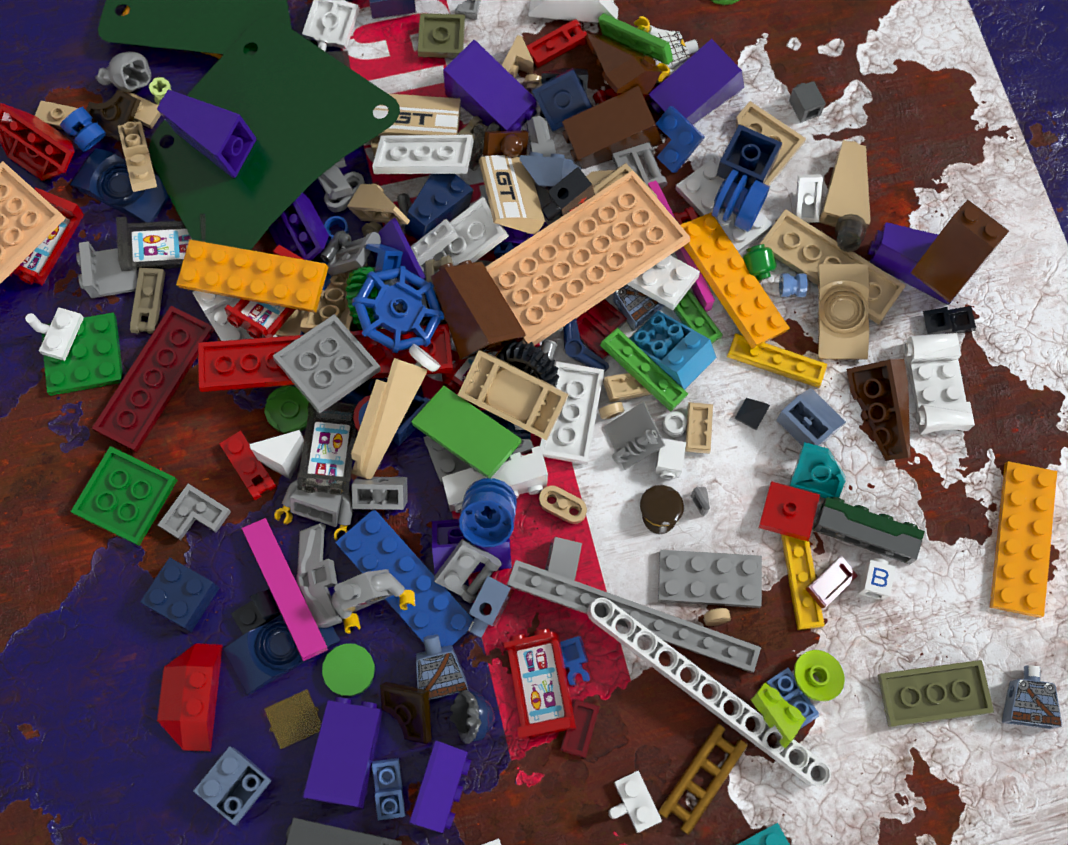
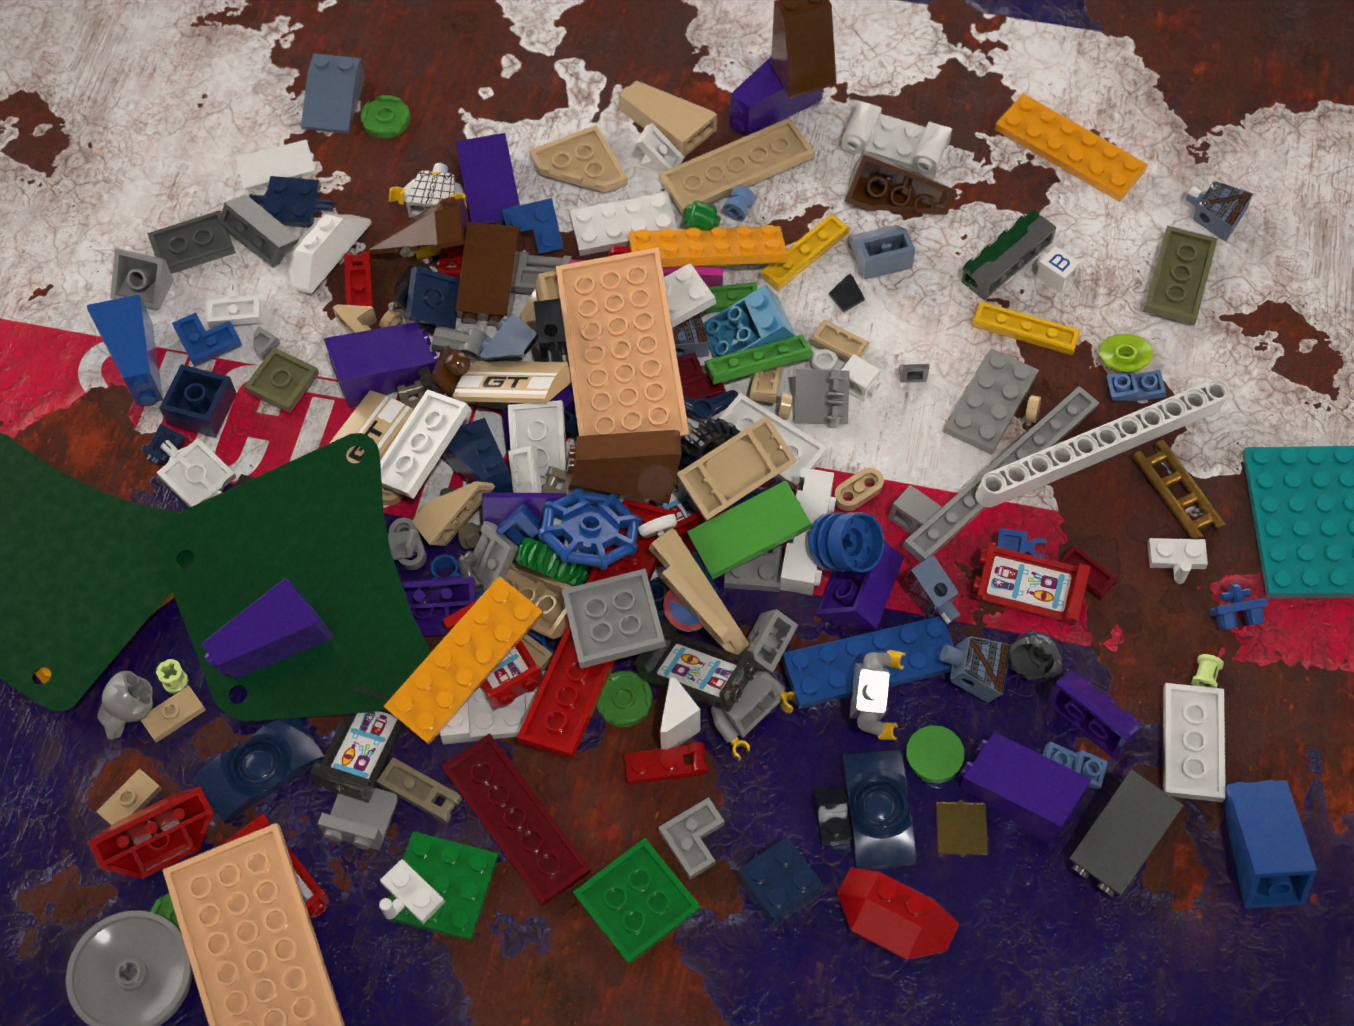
camera: 60 degrees left, 10 degrees down
(89, 135) = (180, 772): blue wheel -> none
(114, 112) = (169, 740): dark brown tile -> none
(137, 156) = (244, 727): tan slope -> none
(232, 785) = (1010, 906): sand blue slope -> none
(284, 589) = (823, 775): dark pink tile -> none
(316, 576) = (824, 742): light grey plate -> none
(410, 708) = (1004, 708): dark brown tile -> none
(461, 565) = (884, 598): light grey plate -> none
(636, 39) = (407, 207): bright green tile -> none
(661, 508) = (905, 408): dark brown piece -> none
(740, 200) = (639, 196): blue wheel -> none
(749, 155) = (597, 172): dark blue brick -> none
(778, 712) = (1150, 394): lime wing -> none
(789, 511) = (959, 306): red plate -> none
(807, 101) = (557, 107): dark grey brick -> none
(818, 472) = (936, 266): teal plate -> none
(831, 582) = (1043, 305): tile -> none
(843, 311) = (789, 175): tan slope -> none
(850, 232) = (715, 132): clear smoke piece -> none
(949, 321) = (840, 103): black slope -> none

